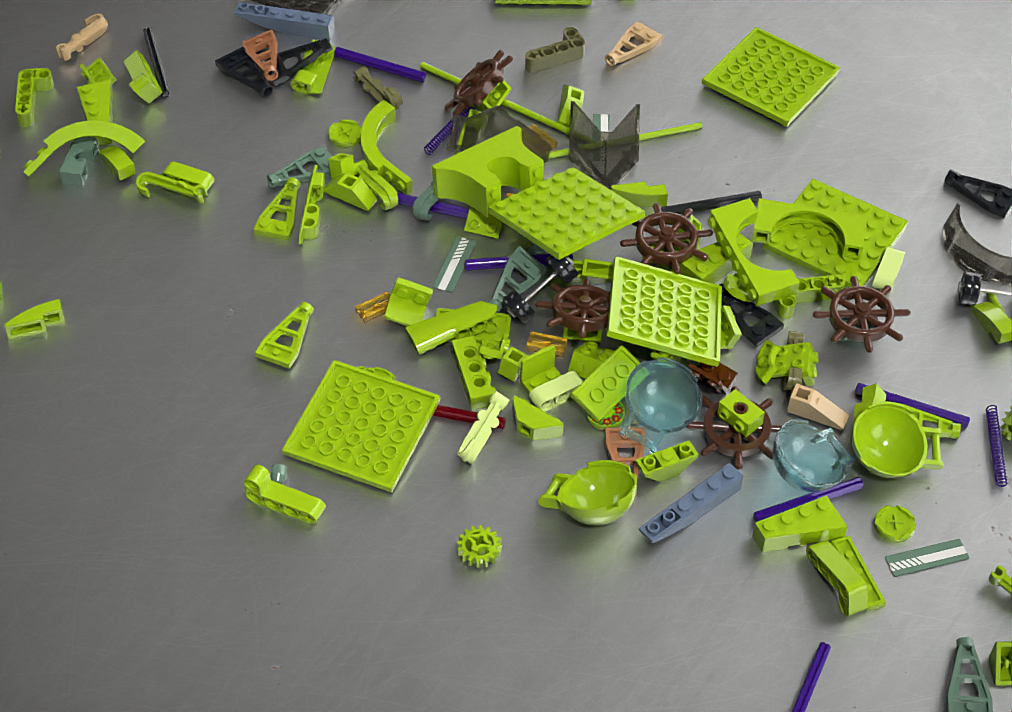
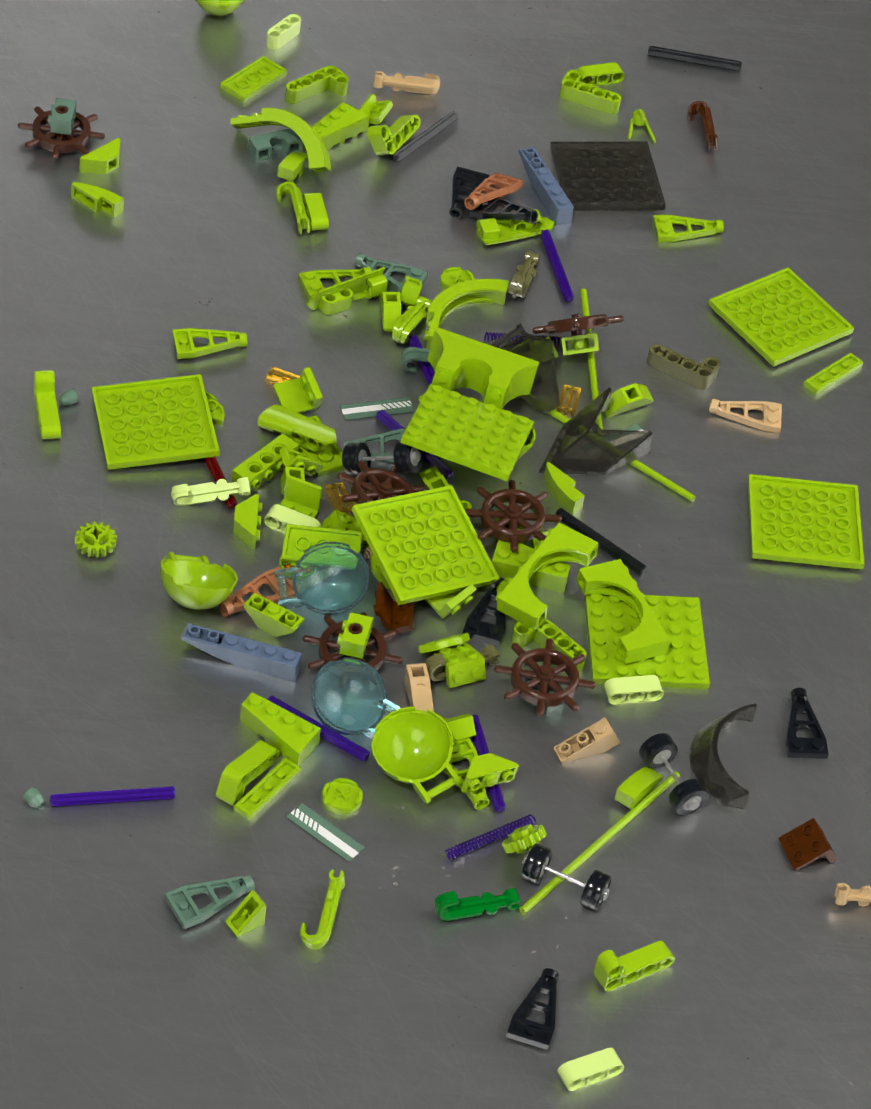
camera: 50 degrees right, 5 degrees down
(930, 328) = (588, 742): none -> tan slope
(938, 410) = (488, 771): none -> lime slope

